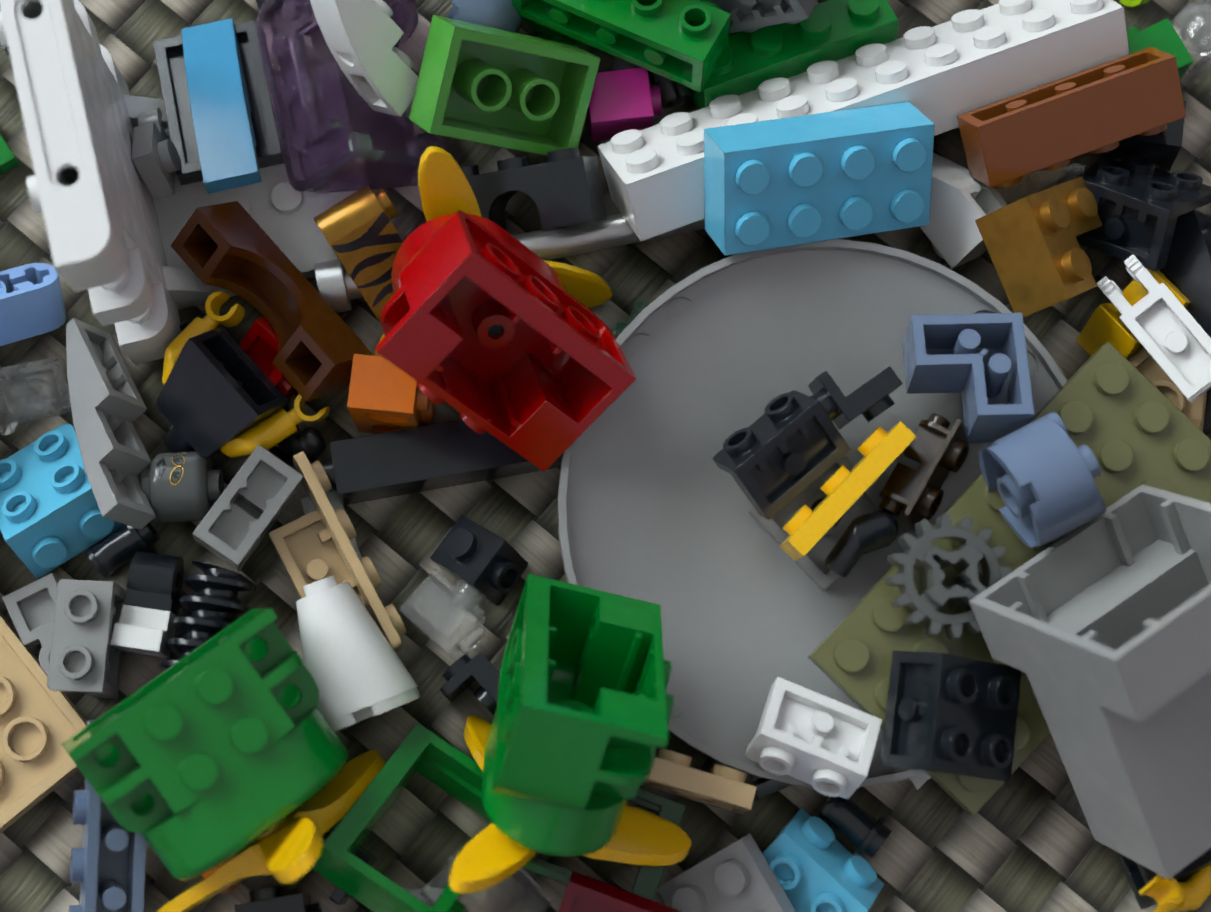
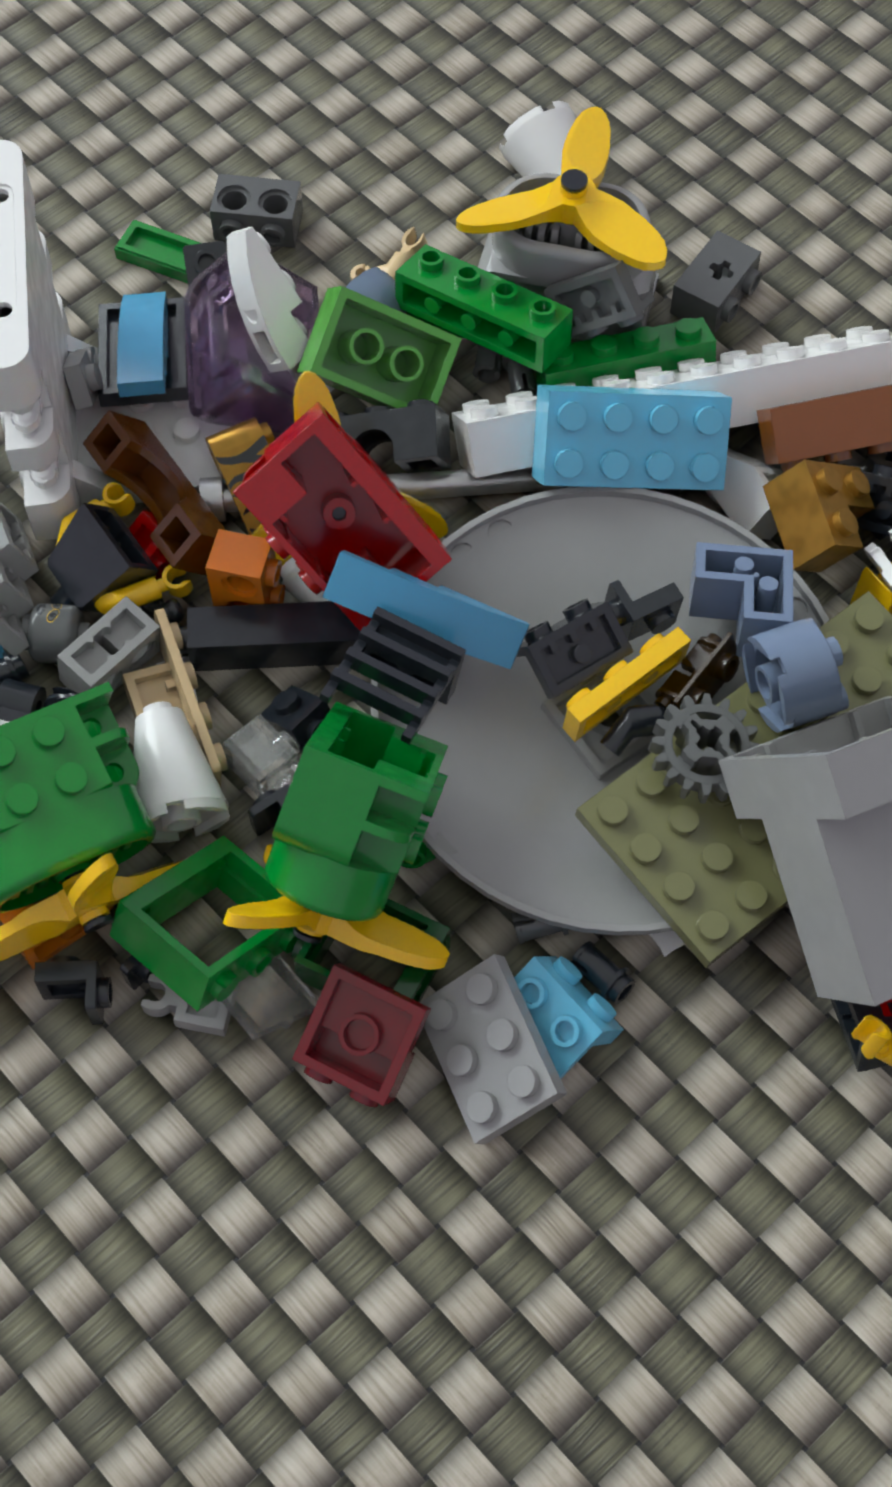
camera: 10 degrees right, 15 degrees down
(608, 506) = (402, 660): none -> black plate
(613, 445) = (440, 610): none -> dark azure slope
(622, 102) = (476, 381): dark pink brick -> none
(719, 788) = (474, 915): tan plate -> none
(814, 739) = (569, 878): white bracket -> none
(951, 715) = (698, 861): black bracket -> none

